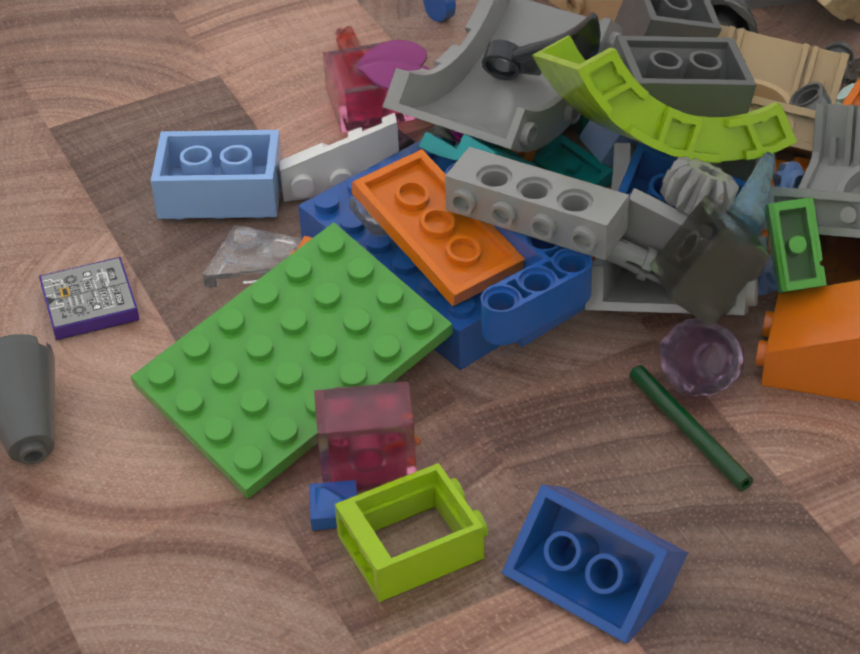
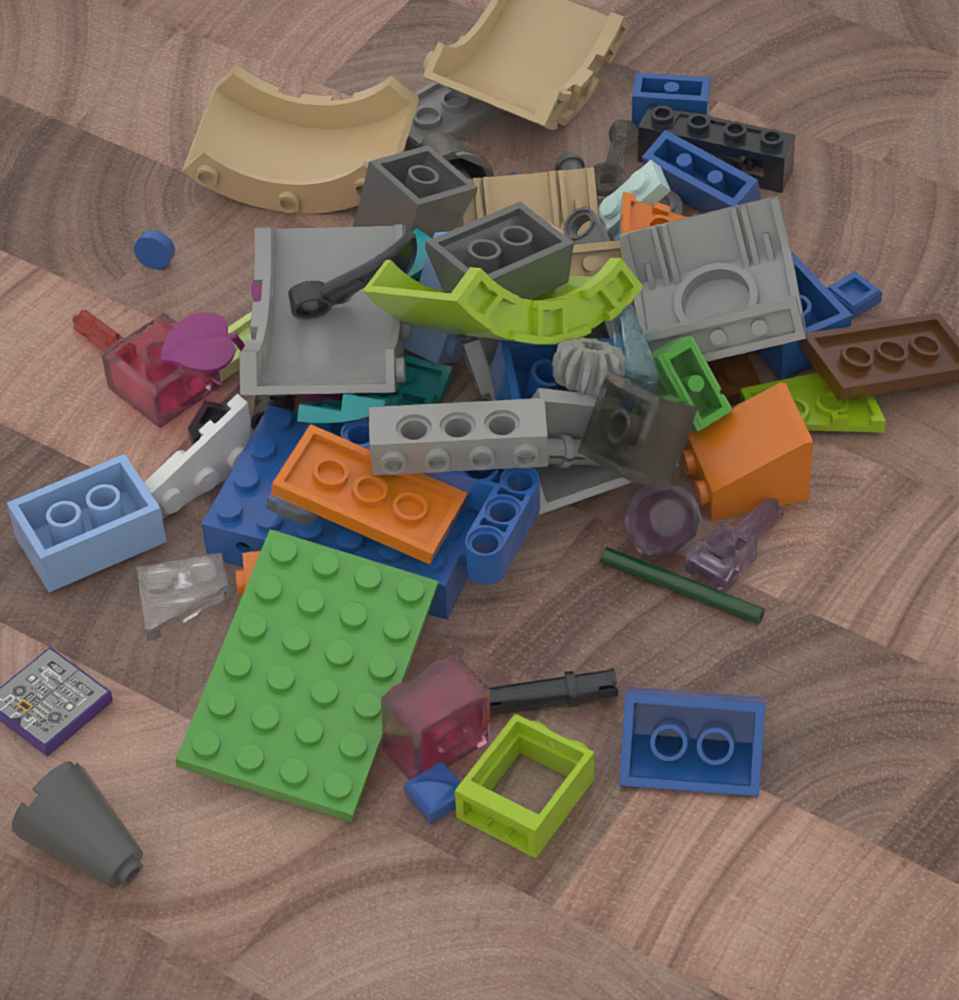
camera: 30 degrees left, 5 degrees up
(512, 468) = (553, 691): none -> black pin
(755, 414) = (731, 550): none -> connector

